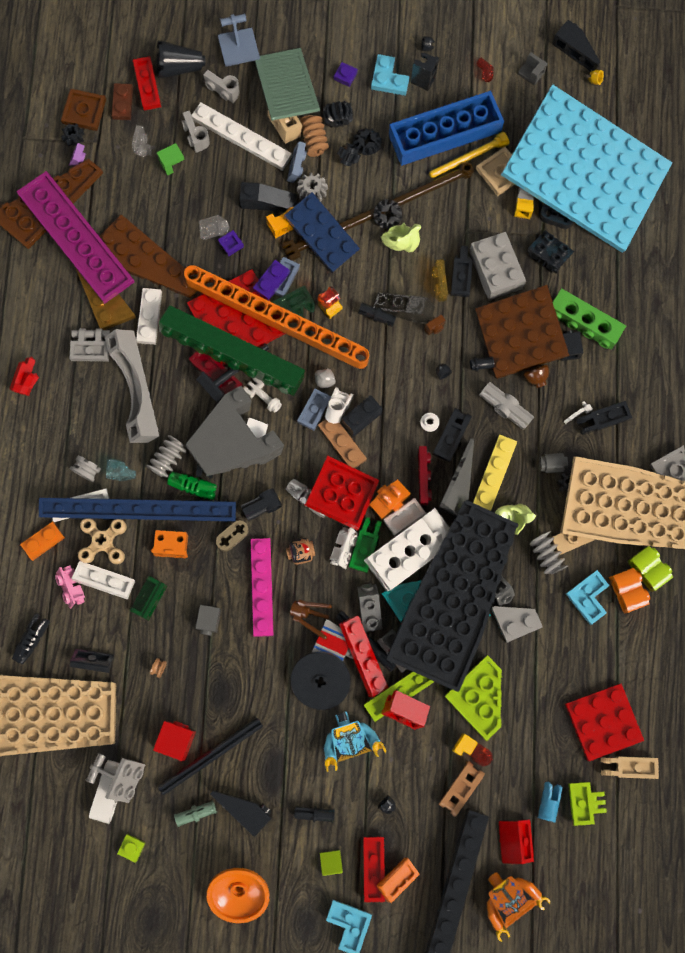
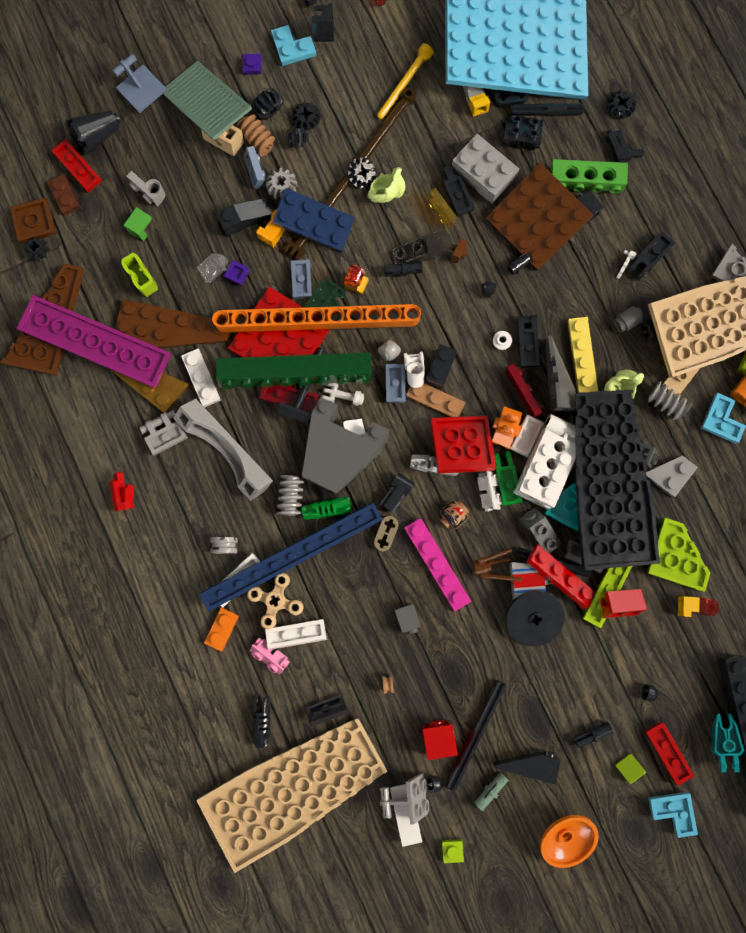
camera: 20 degrees left, 5 degrees up
(78, 155) = (52, 265): medium lavender plate -> none
(118, 471) = (253, 531): clear light blue bracket -> none
(139, 142) = (102, 225): clear bracket -> none
(146, 201) = (139, 274): none -> lime brick
(148, 598) = (343, 629): dark green hinge -> none
(149, 778) = (434, 784): none -> black hinge
(170, 544) = (337, 572): orange piece -> none
(221, 86) = (145, 133): light grey plate -> none
(241, 136) = (190, 170): white plate -> none
(271, 280) = (293, 287): dark purple plate -> none
(349, 741) = (589, 656): torso -> none
(398, 880) = (695, 751): orange plate -> none
(430, 888) = (726, 742): none -> teal hinge
(446, 128) = (370, 66): blue brick -> none
(461, 789) = (705, 644): medium nougat plate -> none
(492, 169) = (434, 82): tan plate -> none
(506, 405) = (561, 290): light grey piece -> none
(537, 375) = (573, 248): reddish brown brick -> none
(582, 243) = (547, 109): none -> black axle
(629, 312) = (621, 150): none -> black piece
(646, 278) = (621, 112): none -> black gear

